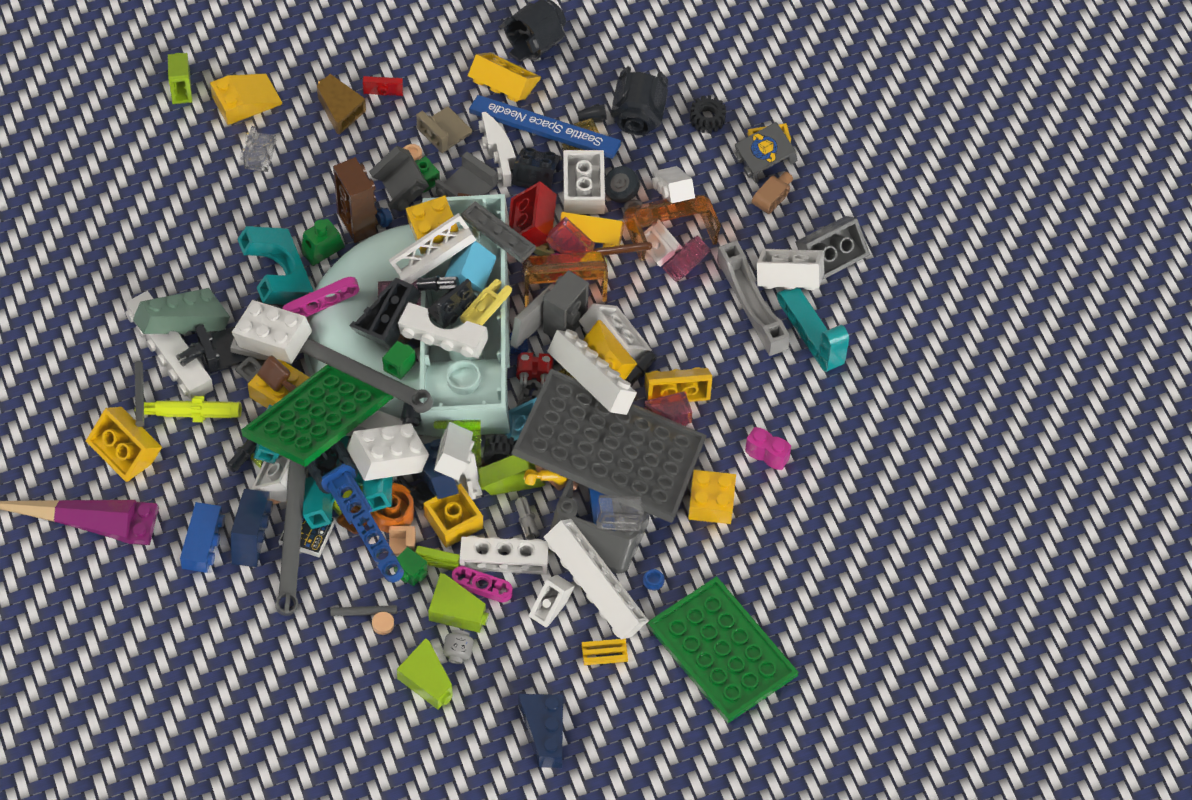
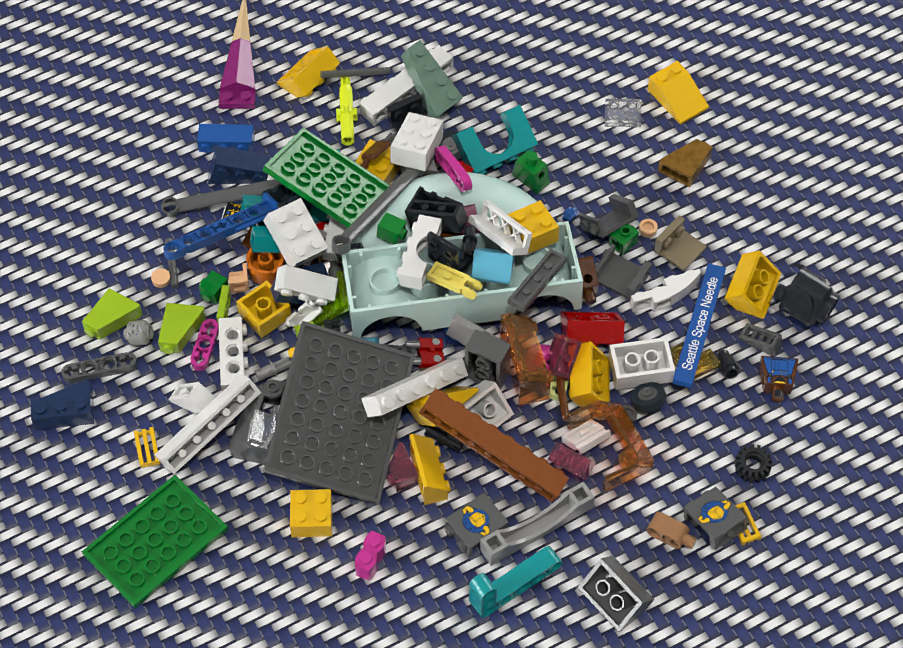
camera: 85 degrees right, 0 degrees up
(179, 78) = (682, 41): lime slope -> none
(196, 350) = (392, 95): black pin -> none
(355, 199) = (565, 178): reddish brown brick -> none
(383, 86) = (714, 192): red plate -> none
(493, 693) = (99, 364): none -> dark grey beam
(533, 167) = (653, 322): black bracket -> none
(569, 69) = (772, 344): none -> dark grey slope
(609, 72) = (777, 375): none -> torso
(639, 101) = (741, 396): black piece -> none
(653, 580) = (222, 477): blue plate -> none
(667, 314) = (494, 445): none -> dark orange brick
(673, 184) = (648, 435): white brick -> none
(745, 351) = (474, 522): none -> dark grey panel
(790, 268) = (572, 549): white brick -> none

